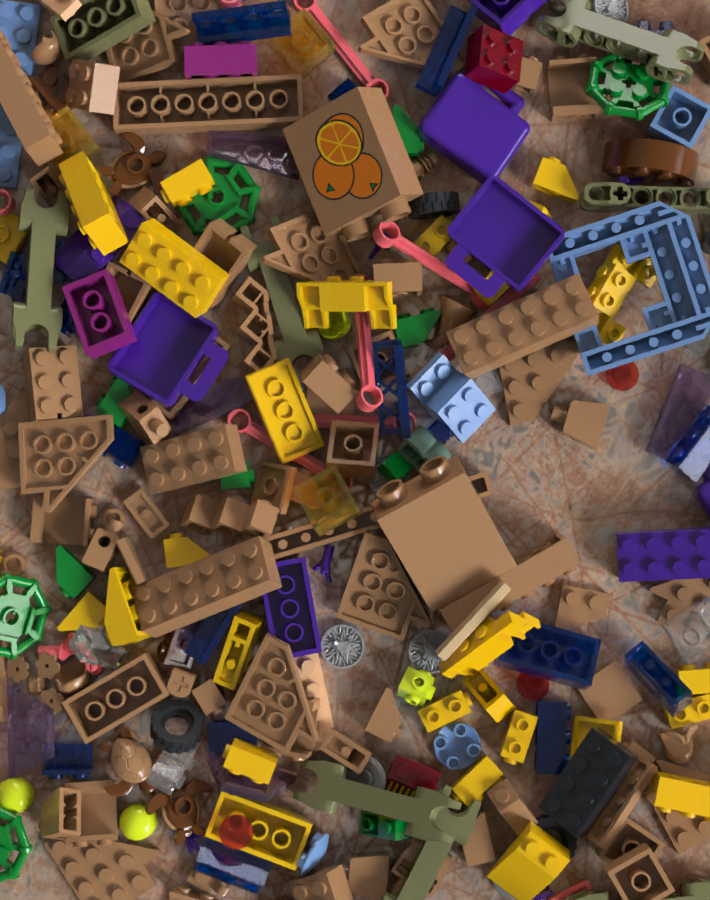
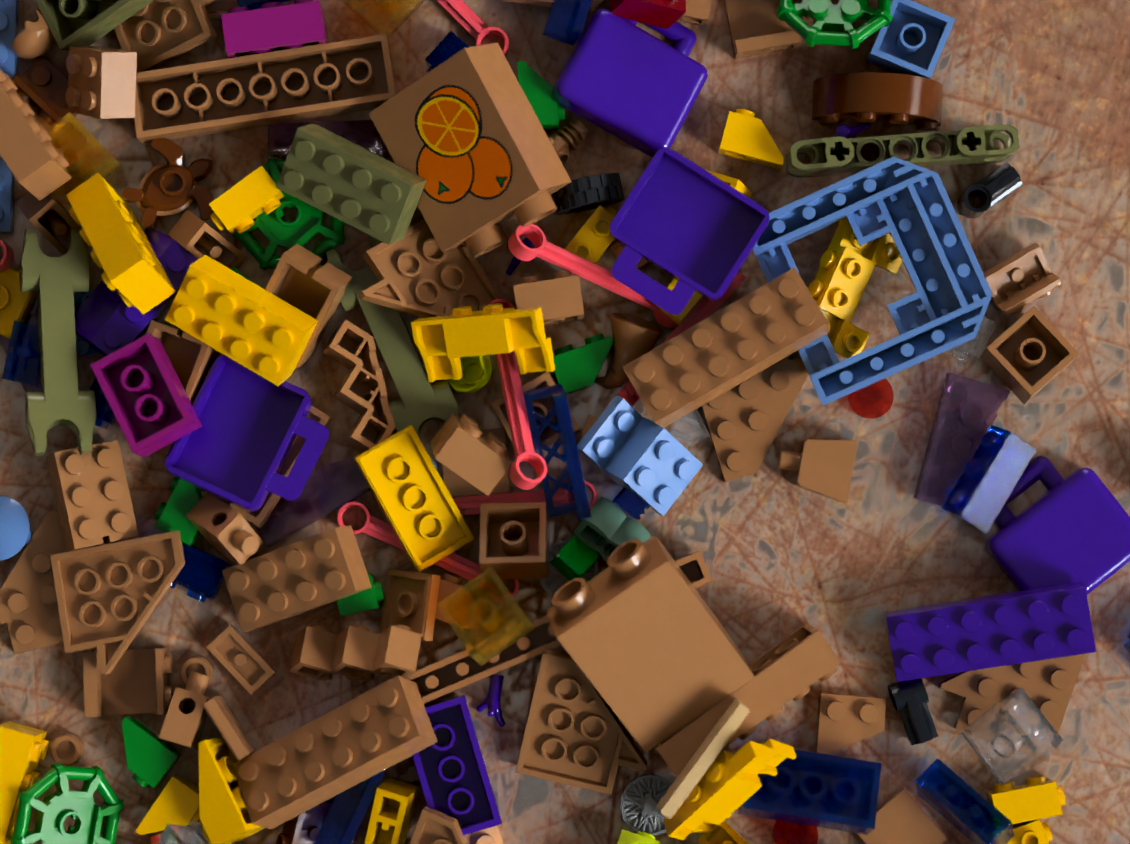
camera: 15 degrees left, 0 degrees up
(182, 550) = (296, 705): yellow slope -> none
(264, 178) = (351, 183): none -> olive brick
(342, 646) = (529, 811): light grey wheel -> none
(627, 598) = (911, 702): none -> black piece

